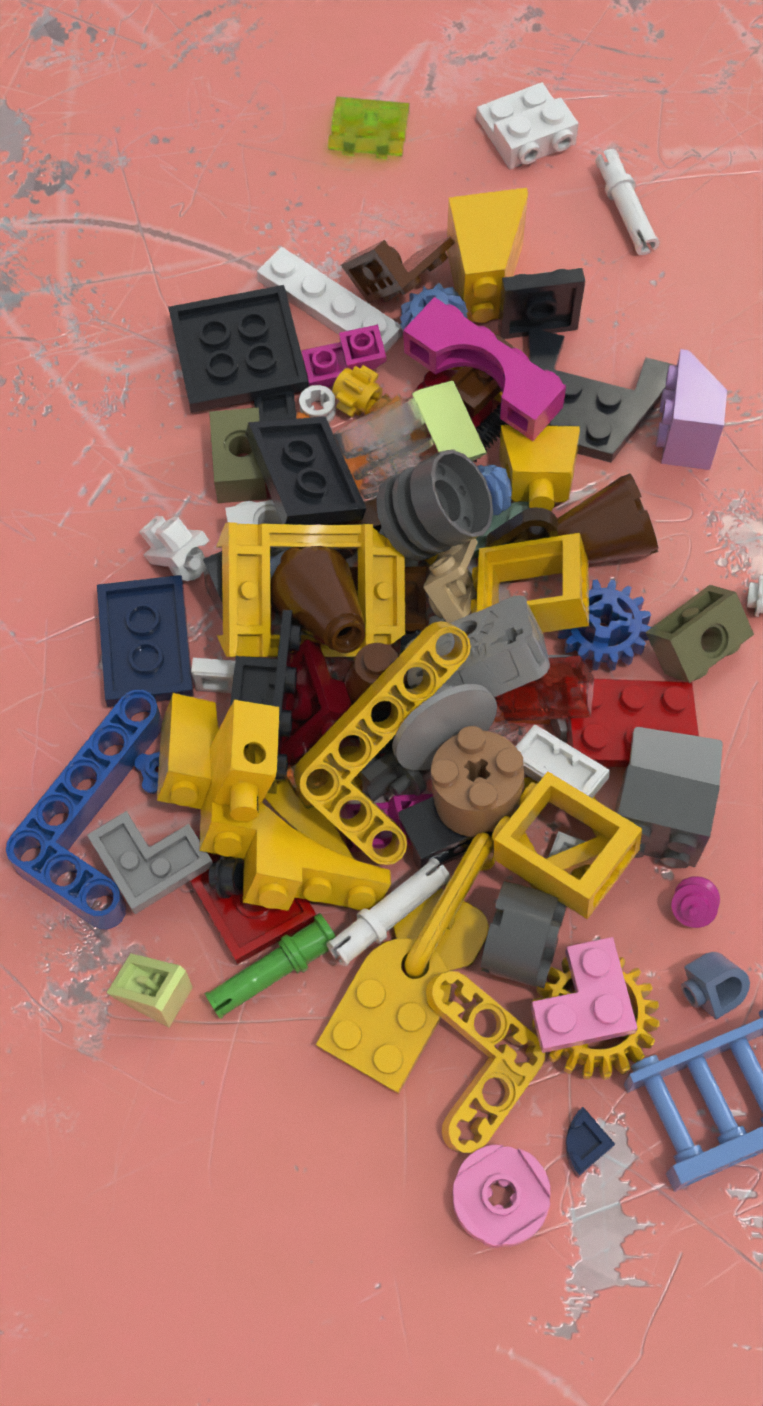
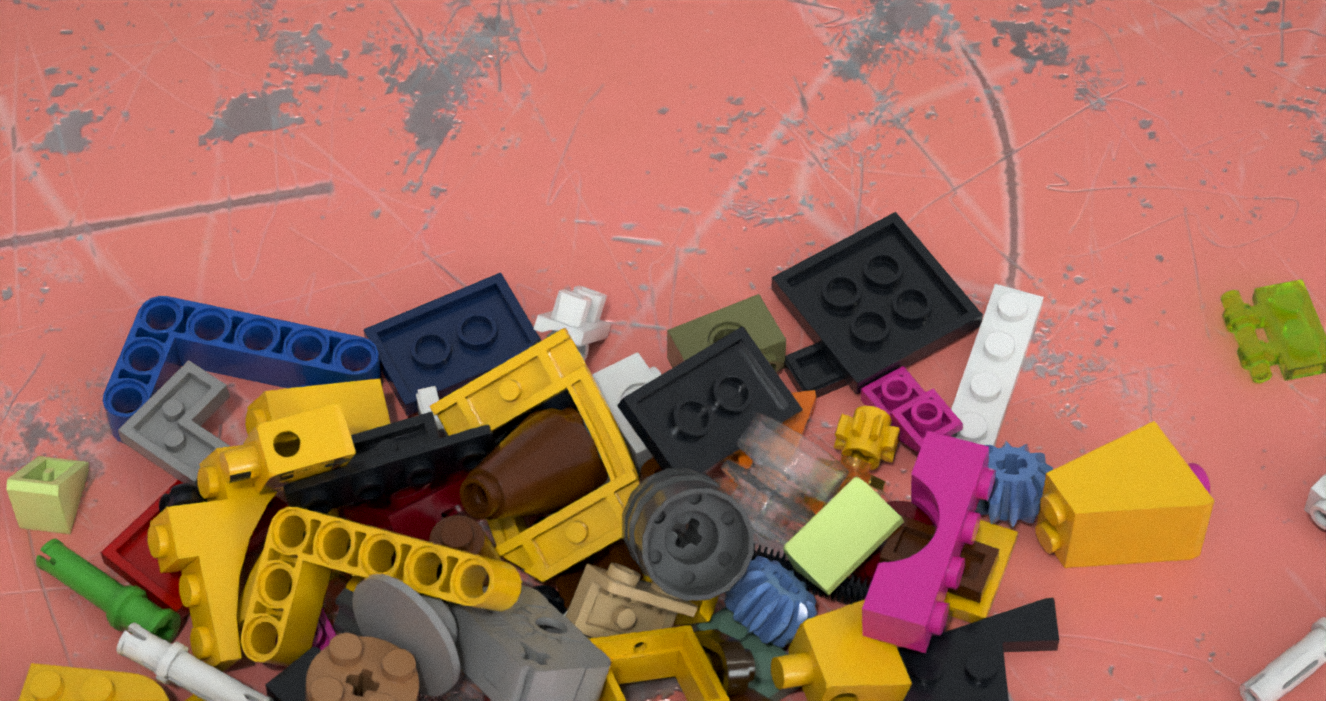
camera: 70 degrees right, 10 degrees down
(314, 394) = (839, 396): white bush -> none
(380, 270) = (1037, 392): reddish brown bracket -> none
(541, 302) = (1082, 593): black plate -> none

